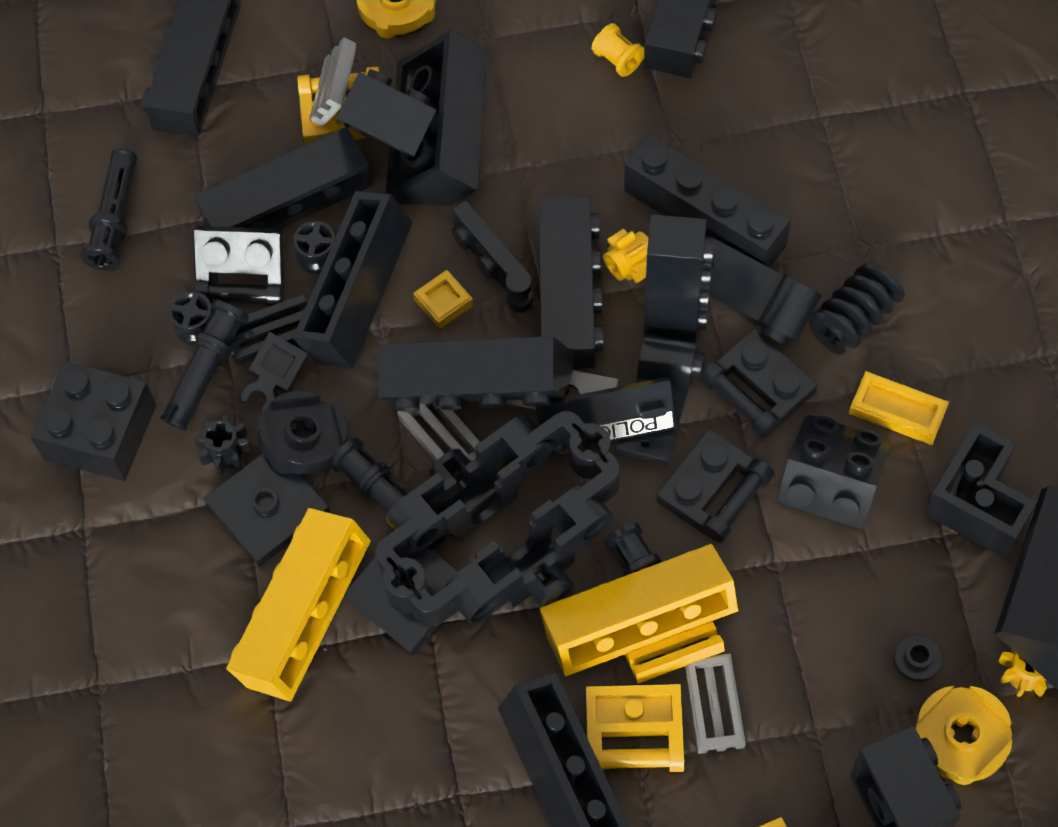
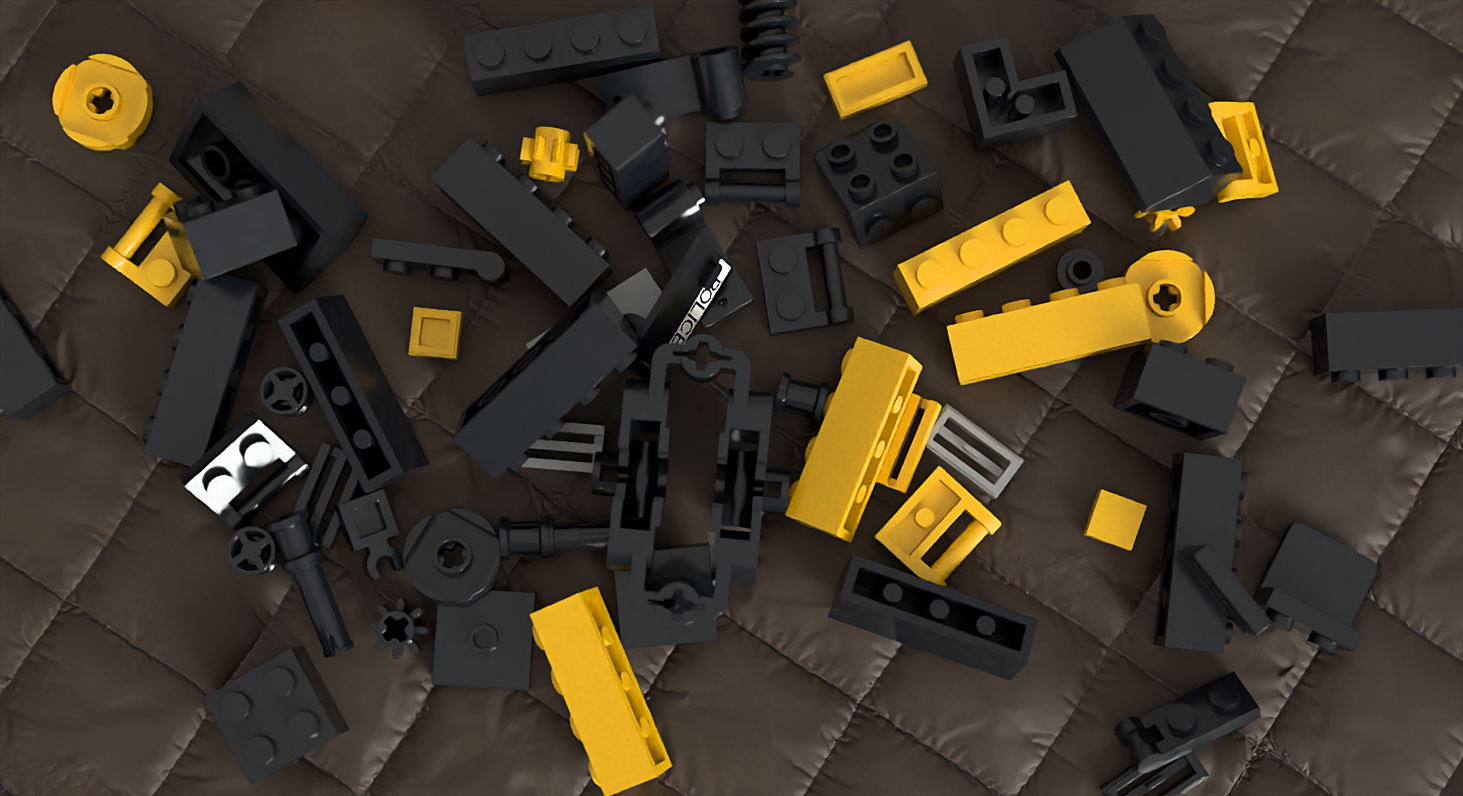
camera: 55 degrees left, 20 degrees up
(109, 223) = (98, 546): black pin -> none
(333, 82) = (145, 238): light grey tile -> none
(849, 667) = (1049, 332): none -> yellow brick
(867, 578) = (991, 247): none -> yellow brick

